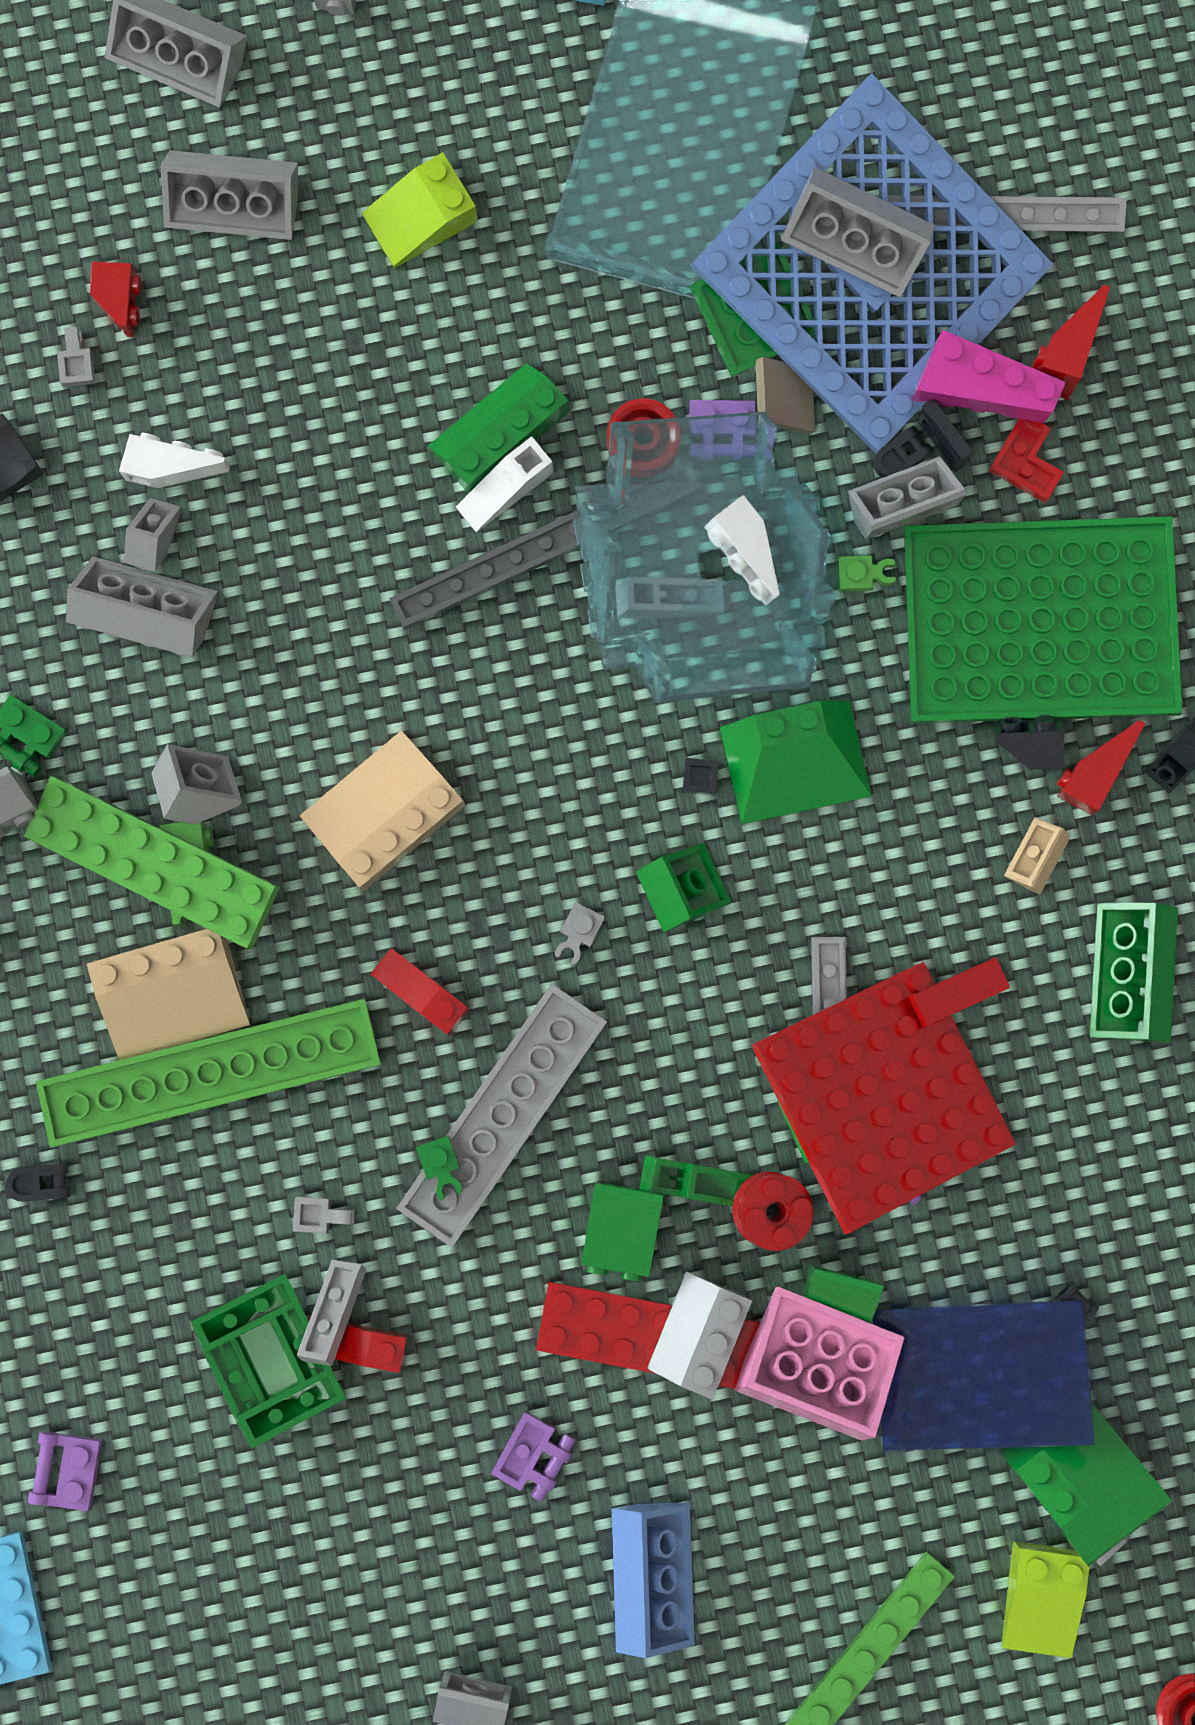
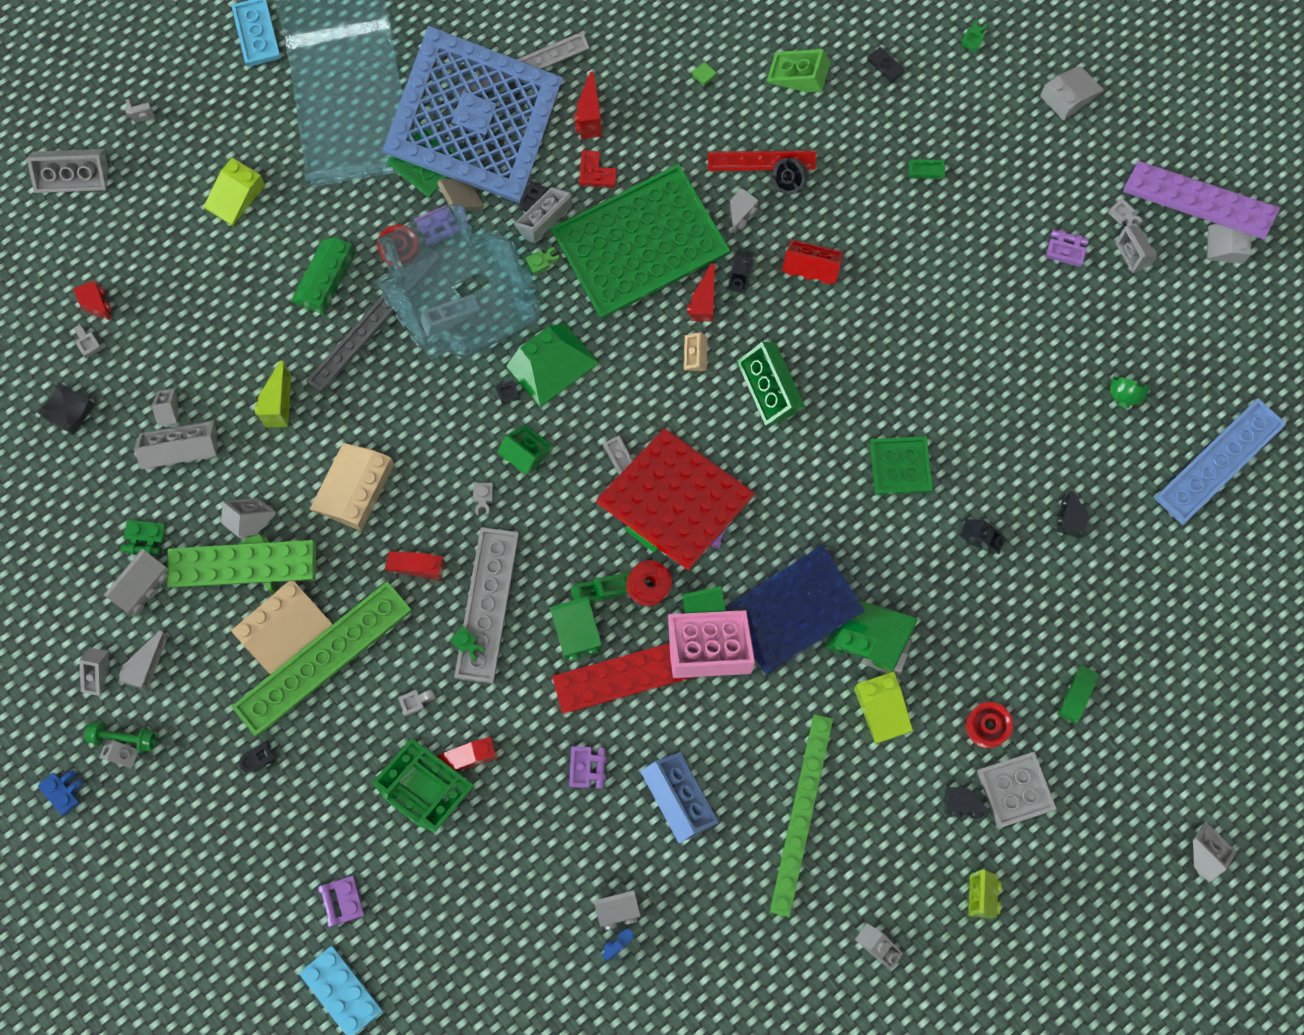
camera: 30 degrees left, 10 degrees down
(165, 464) = (158, 369): white slope -> none
(229, 194) = (130, 227): light grey slope -> none
(325, 609) = (275, 398): none -> lime slope
(331, 1312) = (445, 744): light grey plate -> none
(506, 484) = (340, 298): white slope -> none
(699, 1335) = (641, 660): light grey slope -> none
(745, 542) = (474, 269): white slope -> none
(858, 232) = (457, 100): light grey slope -> none
(944, 435) = (548, 177): black plate -> none
(959, 992) = (689, 433): red tile -> none
(983, 381) = (555, 142): dark pink wedge -> none
(1033, 742) = (665, 298): black slope -> none

